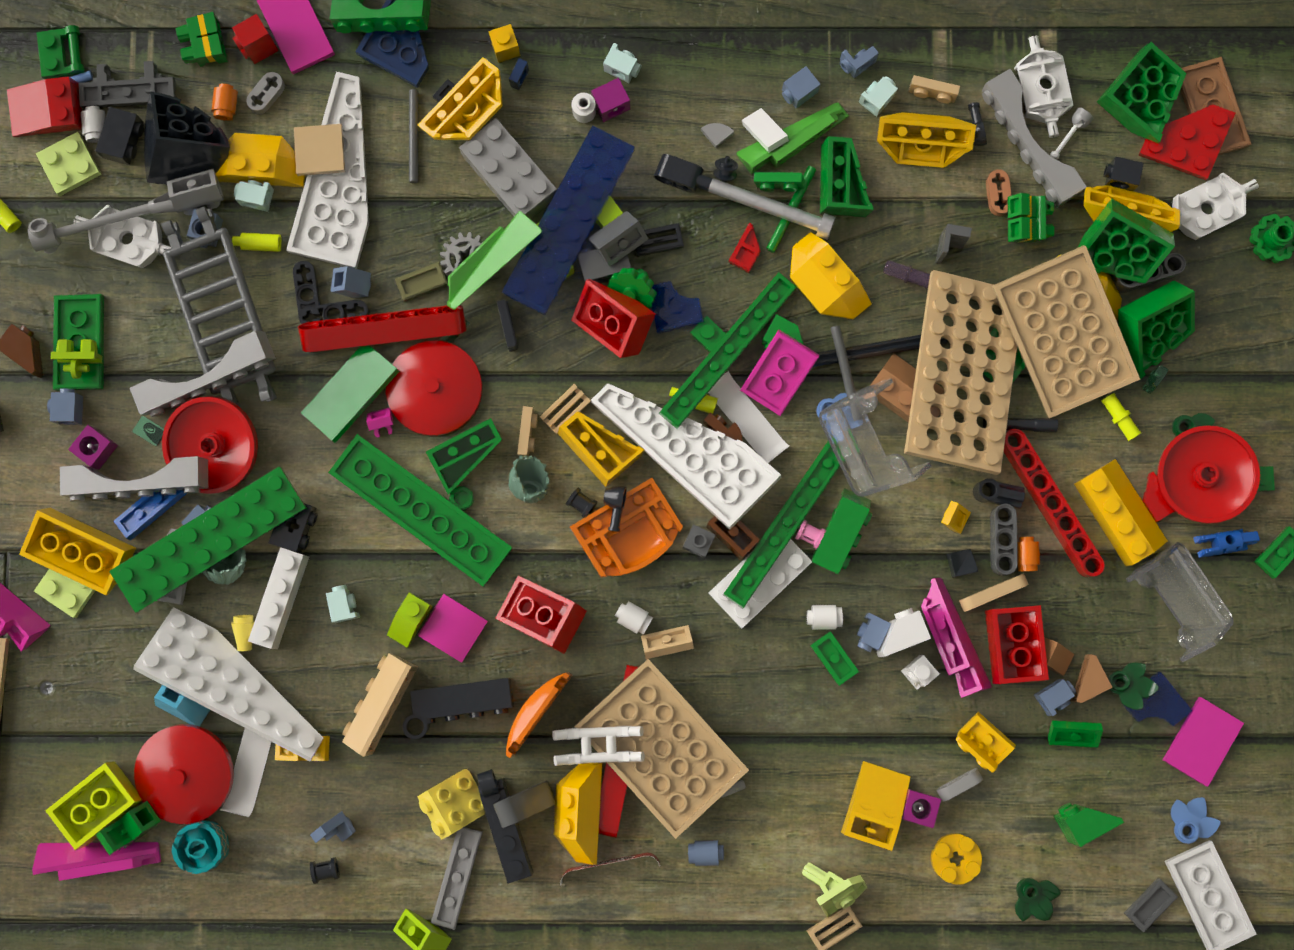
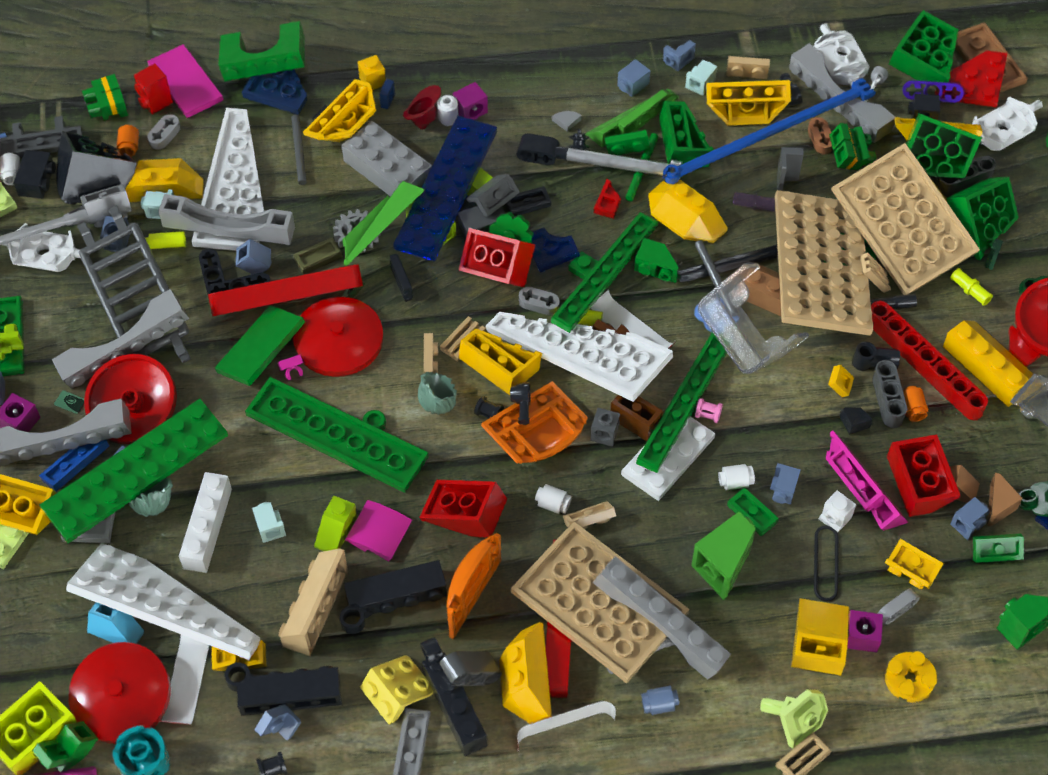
camera: 10 degrees left, 25 degrees down
(242, 628) = (170, 553): light yellow cone -> none
(295, 539) = (216, 459): black brick -> none
(319, 149) = (216, 162): tan tile -> none
(342, 794) = (295, 689): none -> black hinge
(353, 245) = (266, 226): none -> light grey arch
(462, 453) = (372, 378): green wedge -> none
(557, 99) = (423, 107): none -> dark red piece
(587, 755) = (523, 592): white piece -> none
(621, 64) = (477, 74): light aqua brick -> none
(655, 367) = (539, 300): none -> light grey beam
(719, 777) = (695, 644): none -> light grey arch
(765, 130) = (608, 109): white tile -> none
(779, 372) = (655, 283): dark pink tile -> none
(797, 709) = (723, 553): none -> bright green slope
(843, 532) = (738, 401): green wedge -> none
(888, 722) = (816, 563): none -> black piece
(904, 632) = (816, 477): white slope -> none
(993, 592) = (883, 441): tan beam -> none
(1025, 391) = (875, 272): none -> tan tile
(1038, 901) = (1002, 704): dark green plate -> none
(1051, 147) = (859, 89): none -> blue hinge
(1157, 150) = (948, 97): none -> dark purple beam

